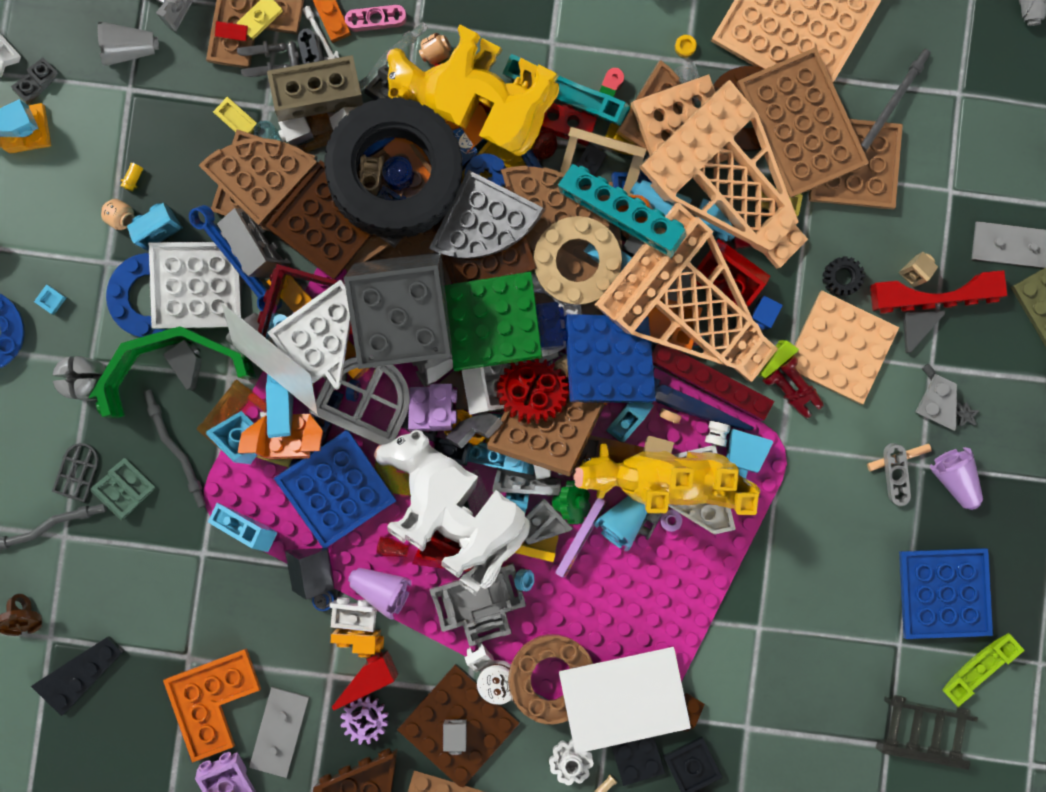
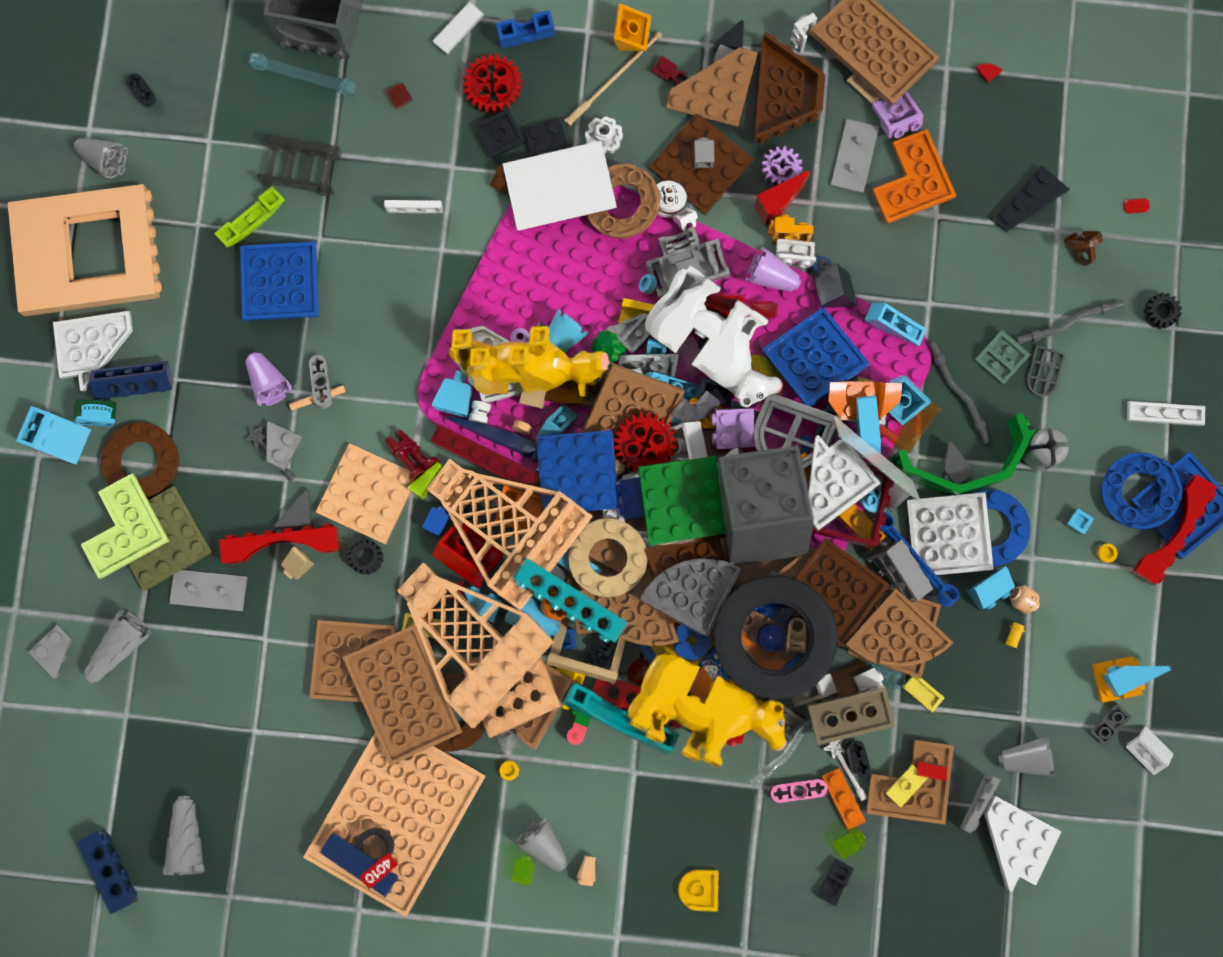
camera: 175 degrees right, 5 degrees down
(23, 265) = (1107, 553): none -> yellow tile
(265, 49) = (873, 753): flat silver piece -> none
(435, 48) = (742, 760): light nougat head -> none
(581, 537) = (600, 318): lavender tile -> none
(793, 679) = (413, 206): none -> white tile
(914, 69) = (295, 752): flat silver bar -> none

